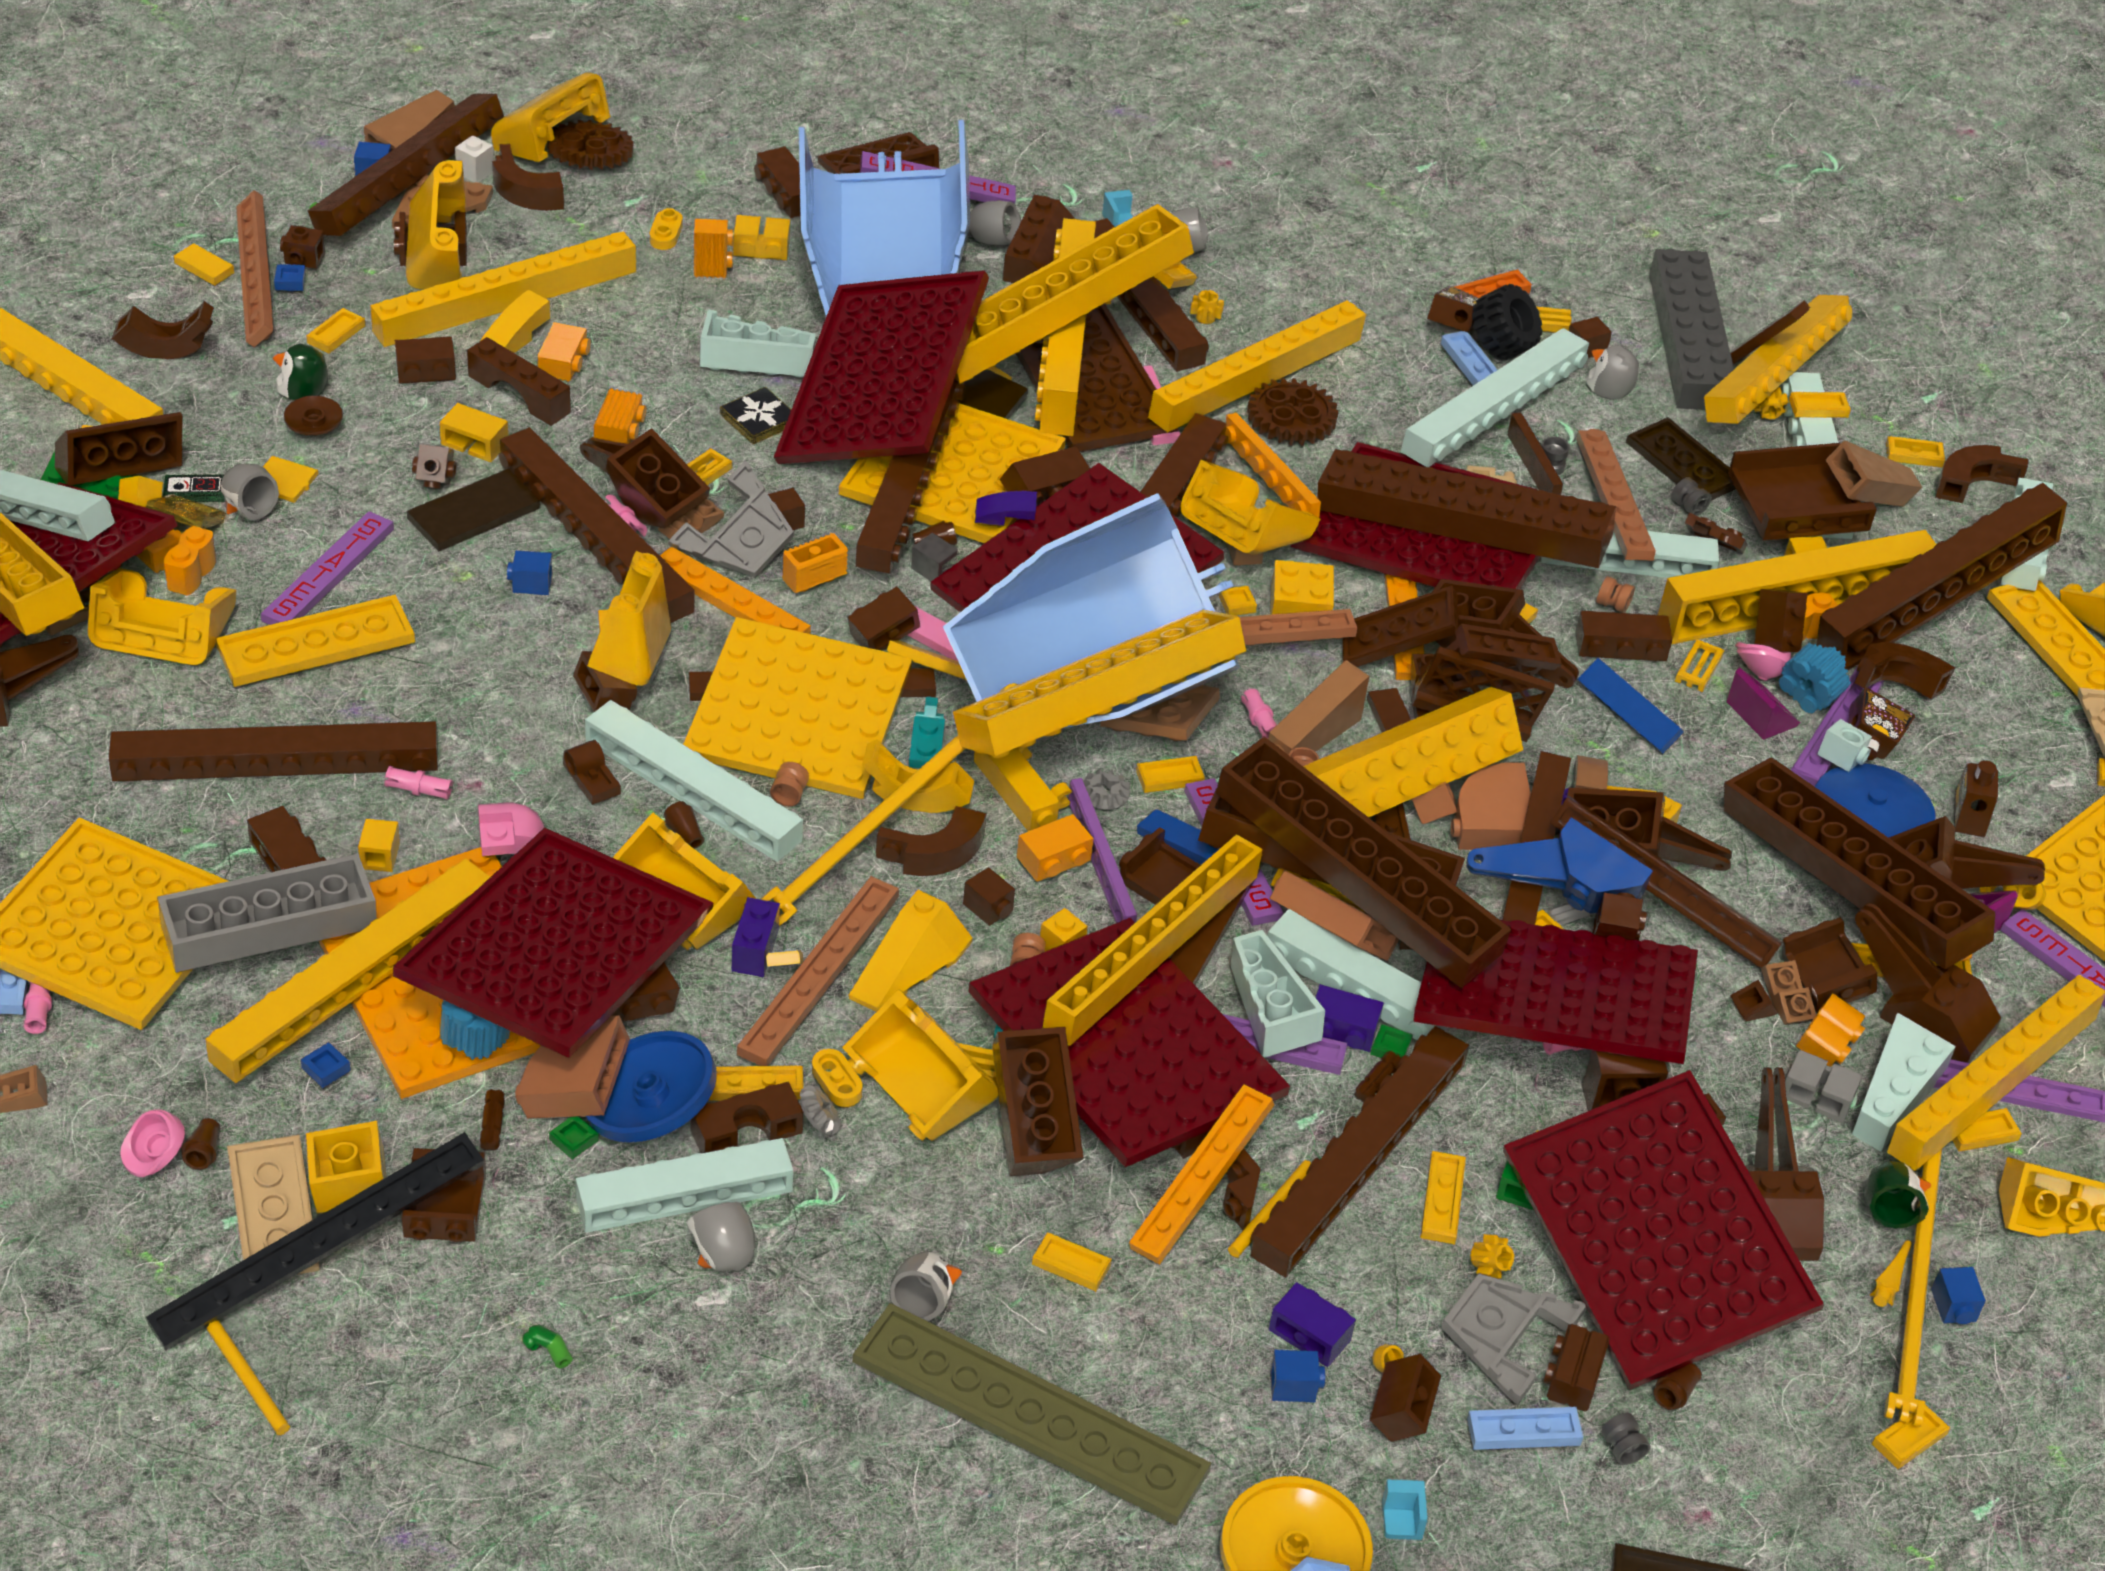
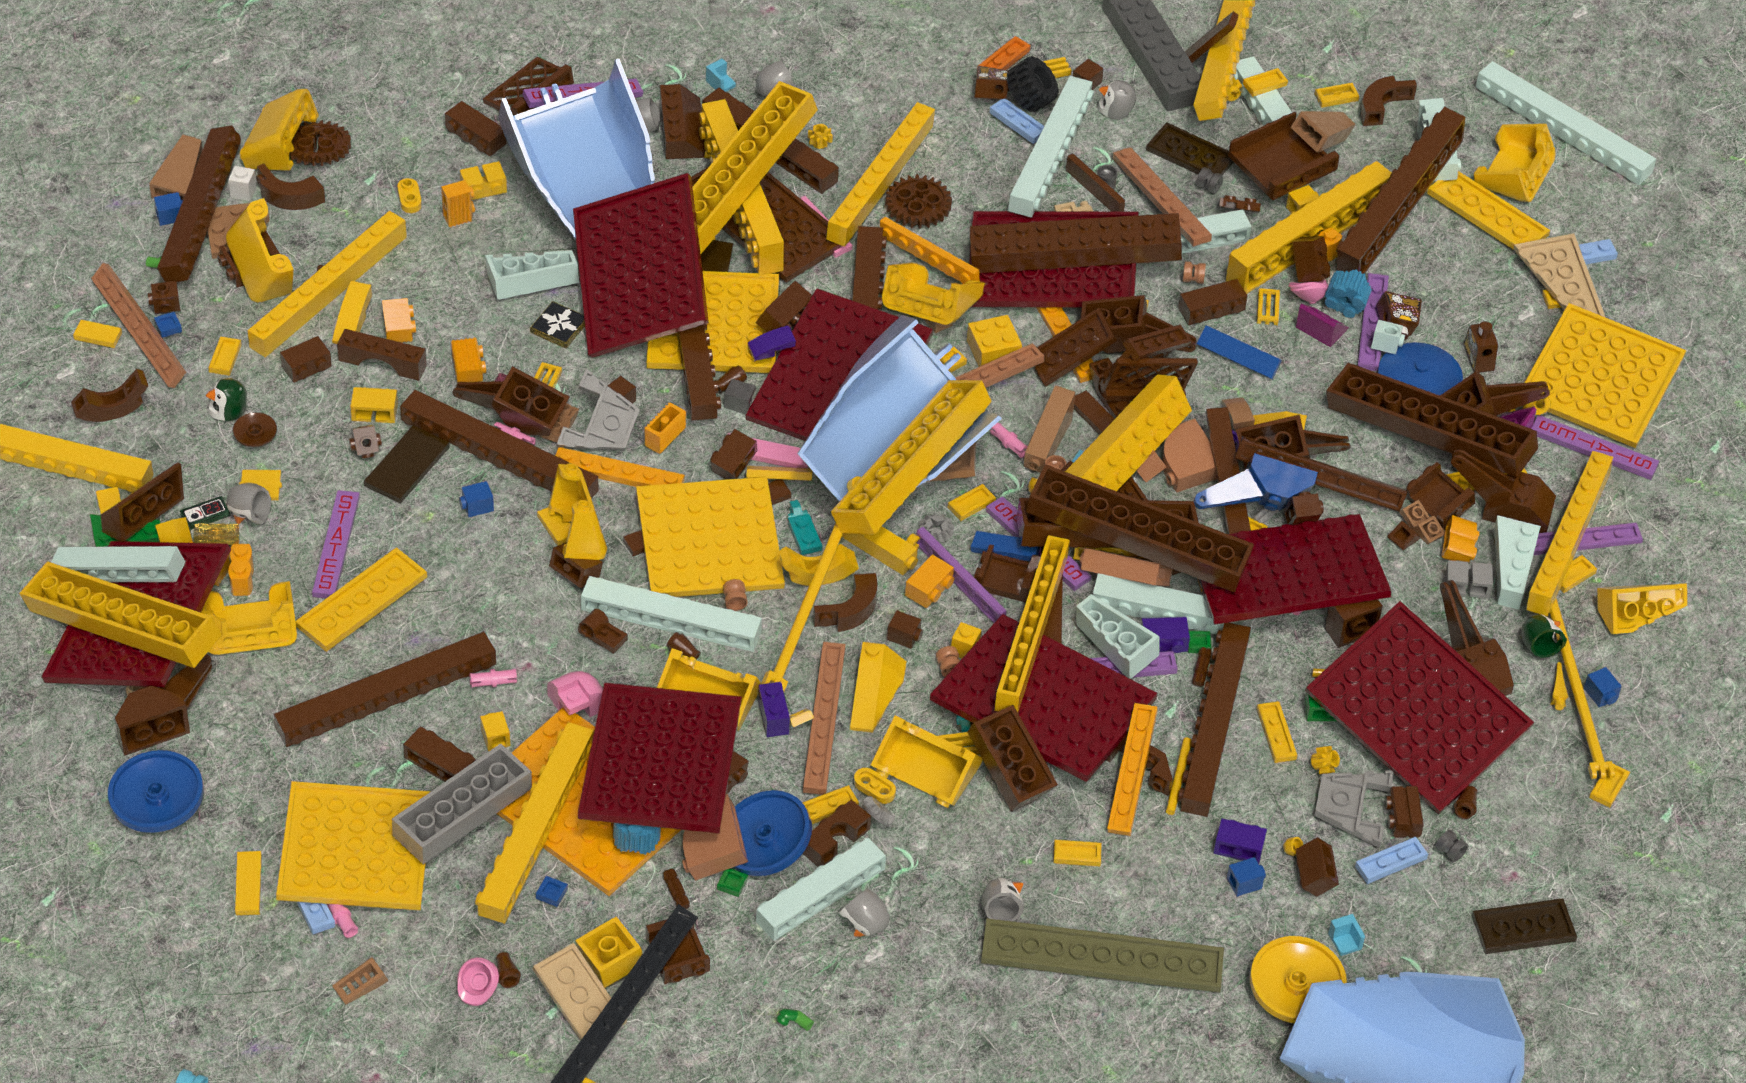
camera: 20 degrees left, 5 degrees up
(1906, 666) = (1400, 264): reddish brown arch -> none

